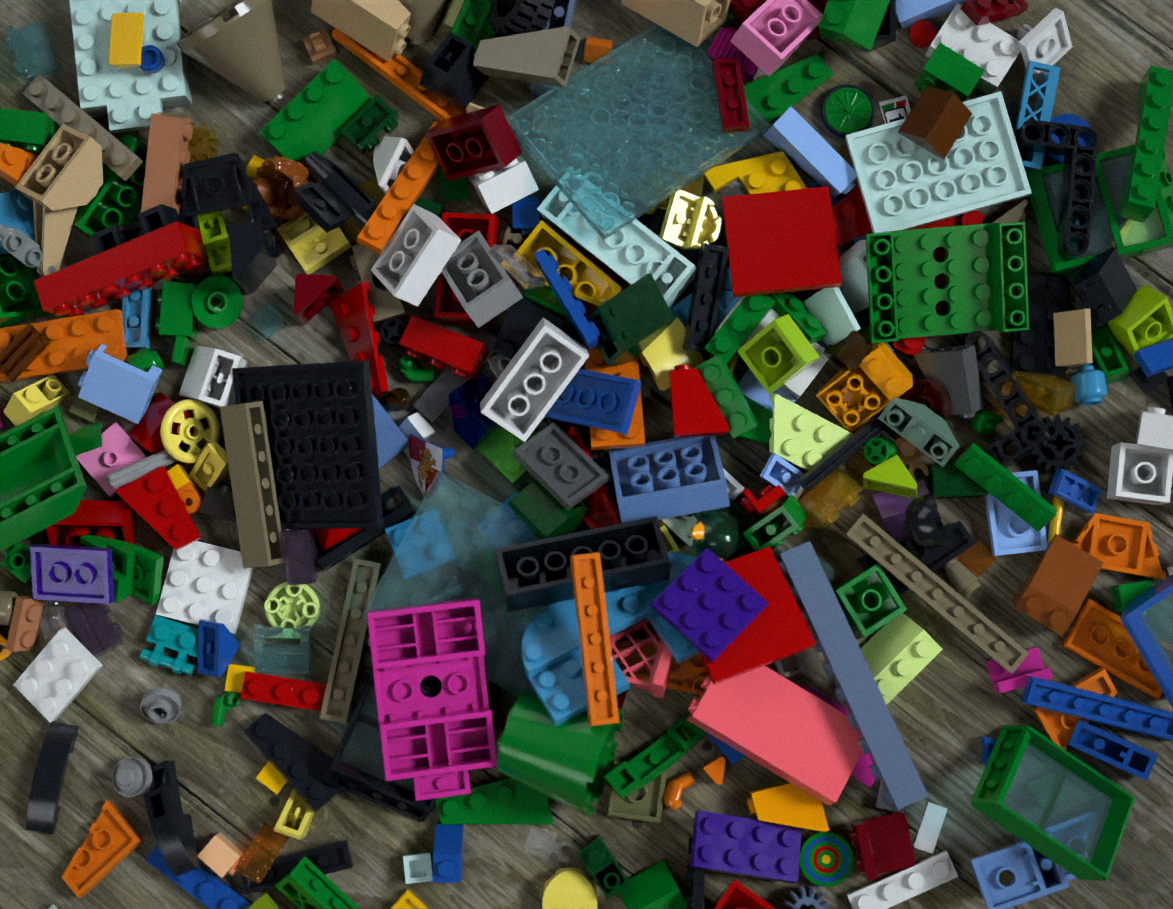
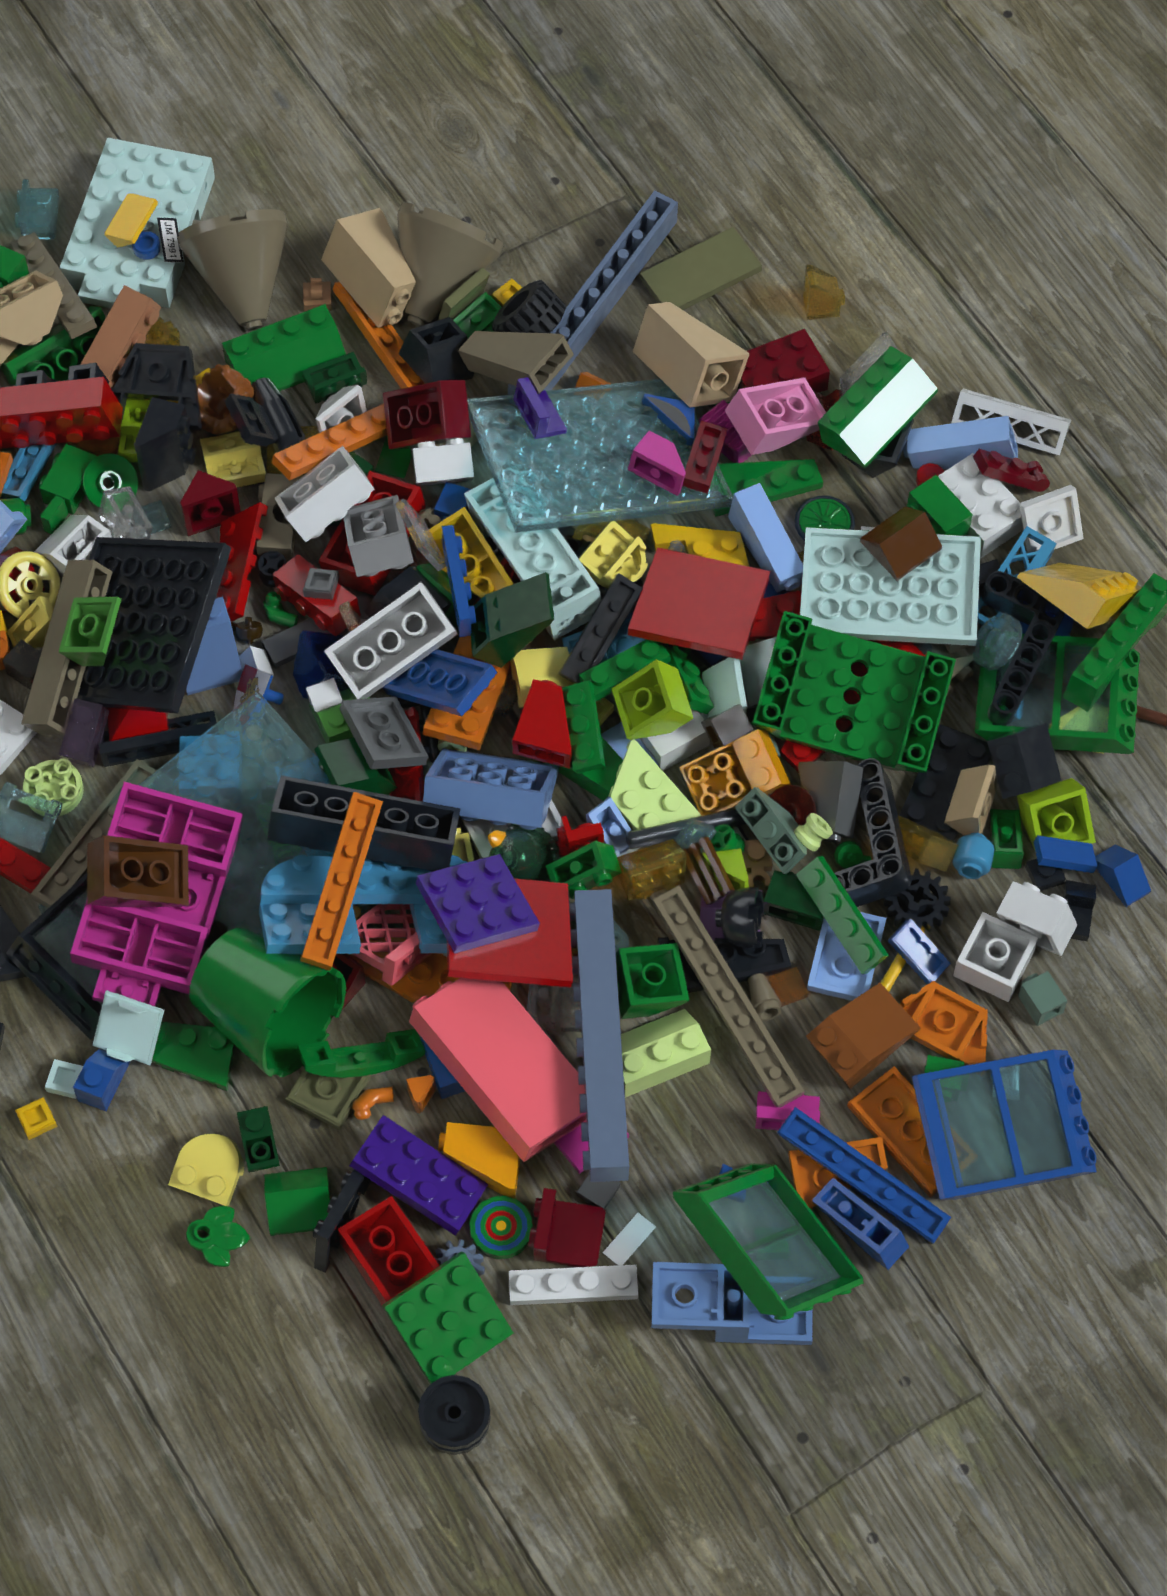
camera: 20 degrees right, 20 degrees down
(167, 43) = (168, 235): none -> sticker
(247, 336) = (124, 515): none -> clear brick
(271, 472) = (89, 629): none -> bright green slope
(415, 694) = (136, 873): none -> reddish brown slope
(447, 341) = (321, 583): none -> dark grey tile
(455, 812) = (128, 1028): none -> light aqua piece
(488, 366) = (350, 616): none -> clear orange tile
(492, 444) = (324, 695): none -> white slope
(542, 843) = (207, 1101): clear plate -> none
(572, 106) = (537, 410): none -> dark purple panel
(686, 59) = (673, 414): none -> blue tile
(697, 119) = (658, 462): none -> dark pink slope
(855, 457) = (693, 832): none -> clear light blue tile
(876, 491) = (698, 876): none -> reddish brown tile
(955, 421) = (813, 832): none -> yellowish green wheel
(1049, 185) = (997, 641): none -> clear light blue tile
(1101, 108) = (1083, 592): none -> yellow slope

